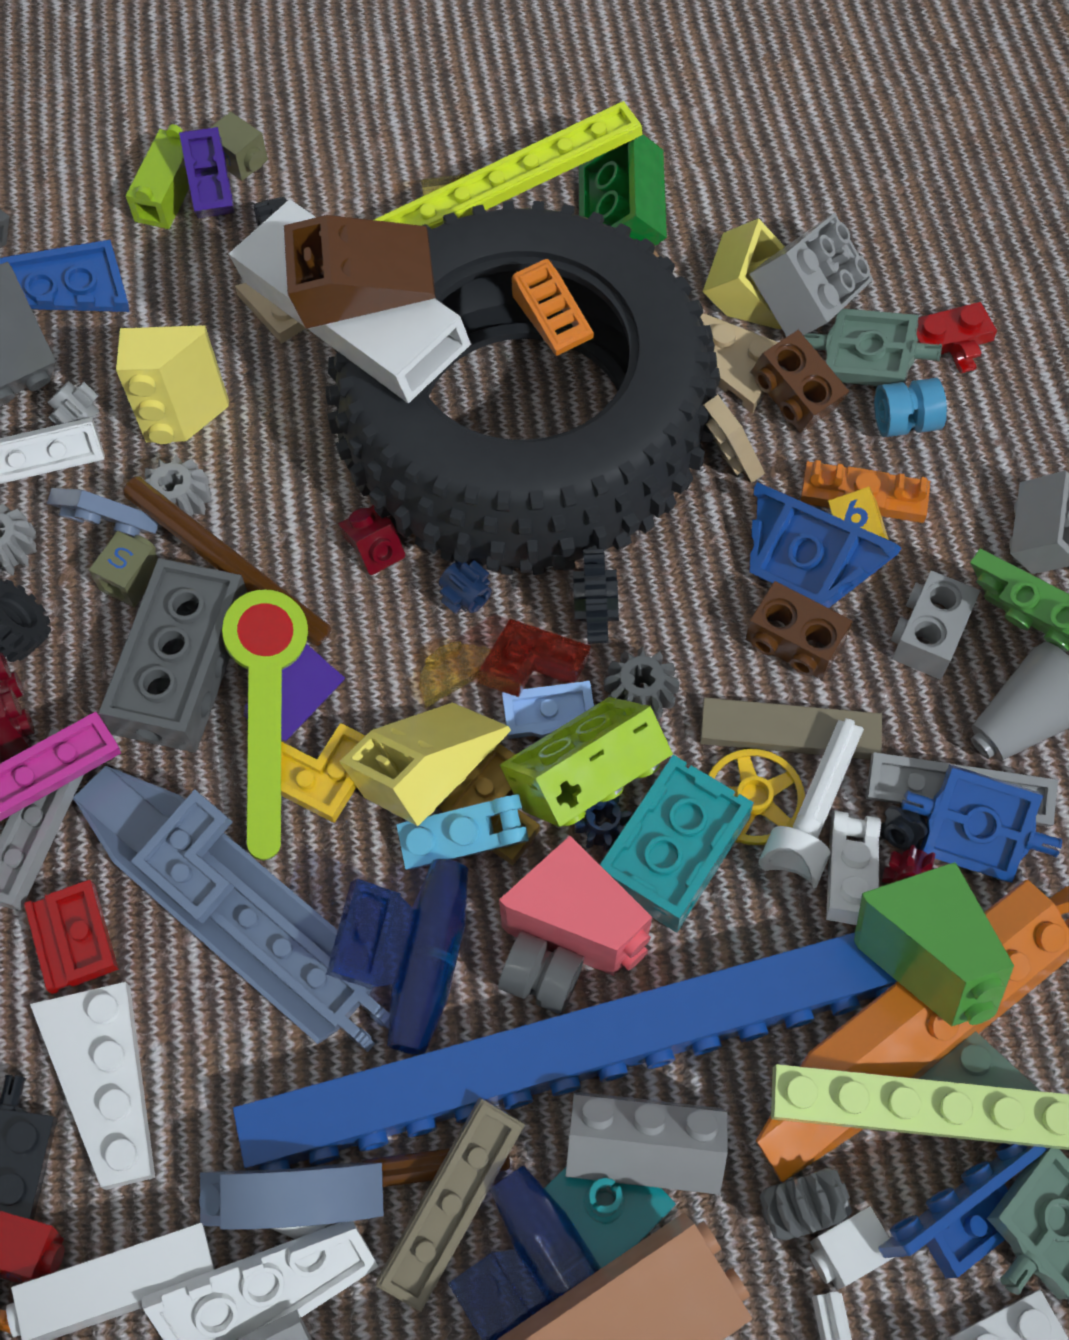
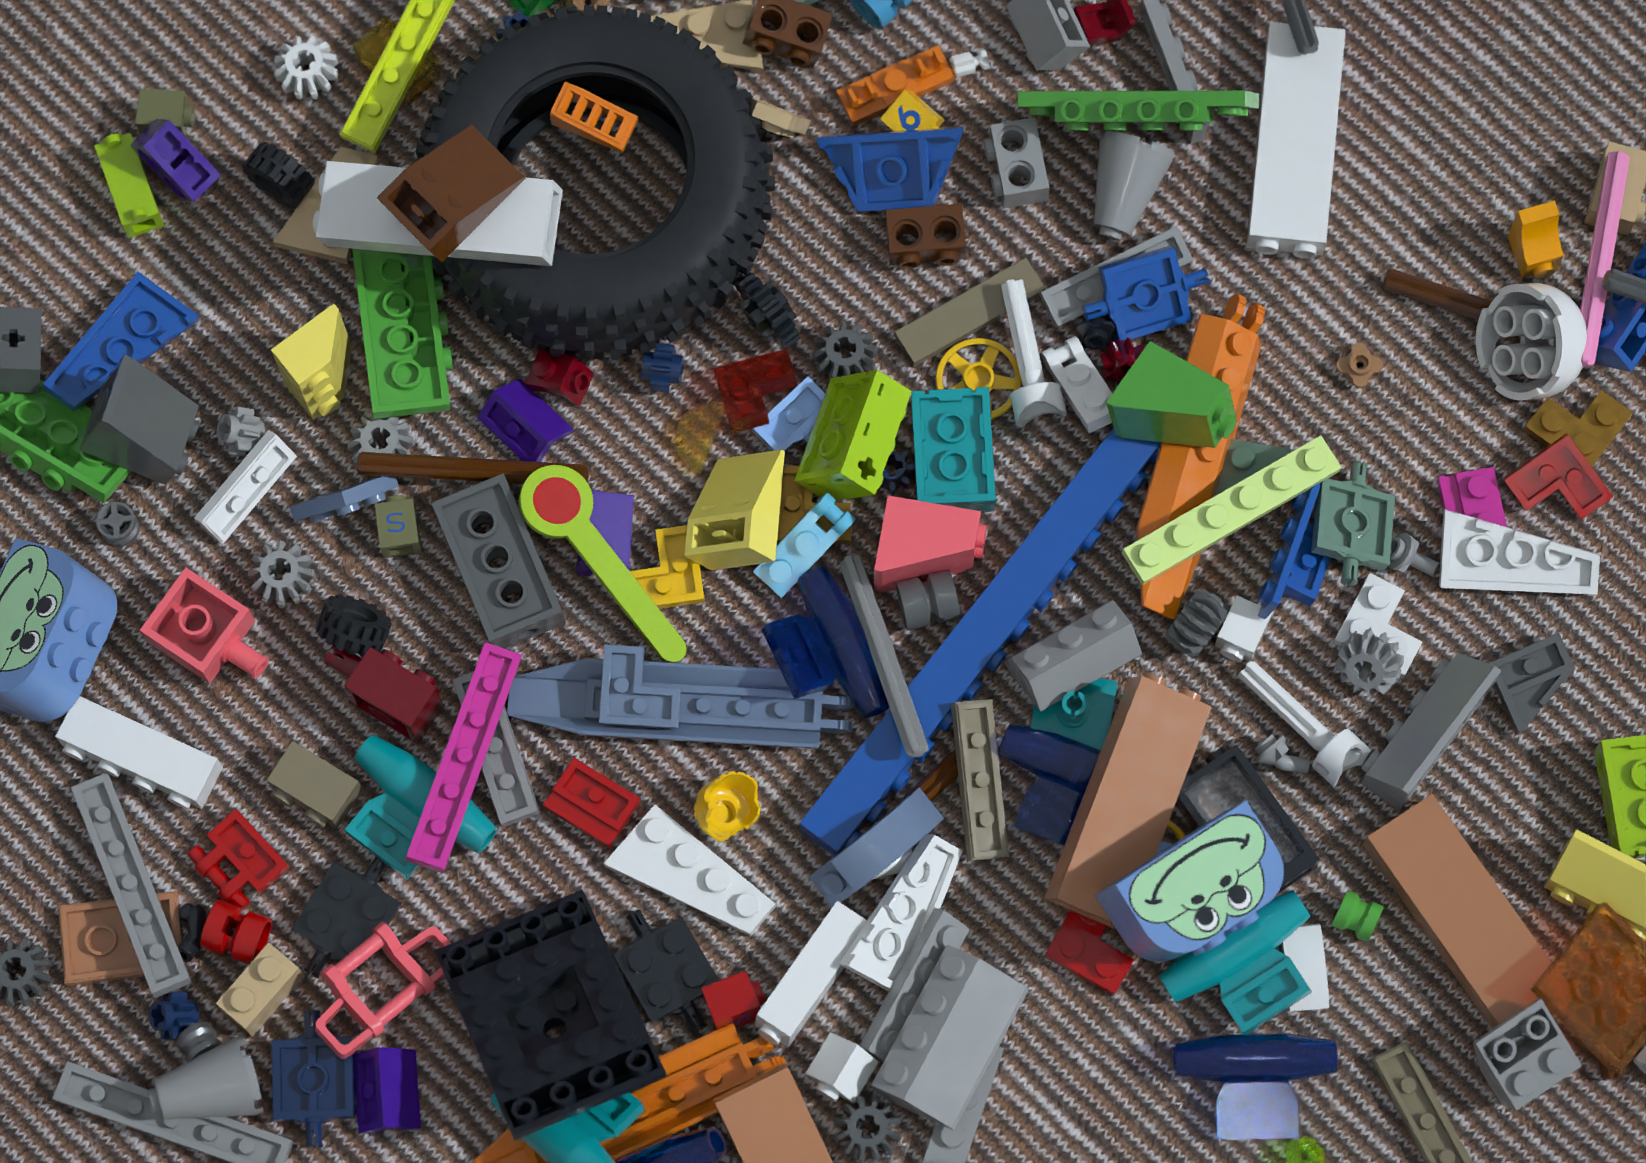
camera: 35 degrees left, 10 degrees up
(182, 1035) = (727, 805): none -> yellow hair
(264, 411) = (402, 333): none -> bright green plate
(310, 553) = (523, 421): none -> dark purple panel
(374, 178) = (301, 54): none -> white gear
(447, 1006) = (884, 656): none -> light grey axle
(946, 512) = (966, 64): none -> white piece

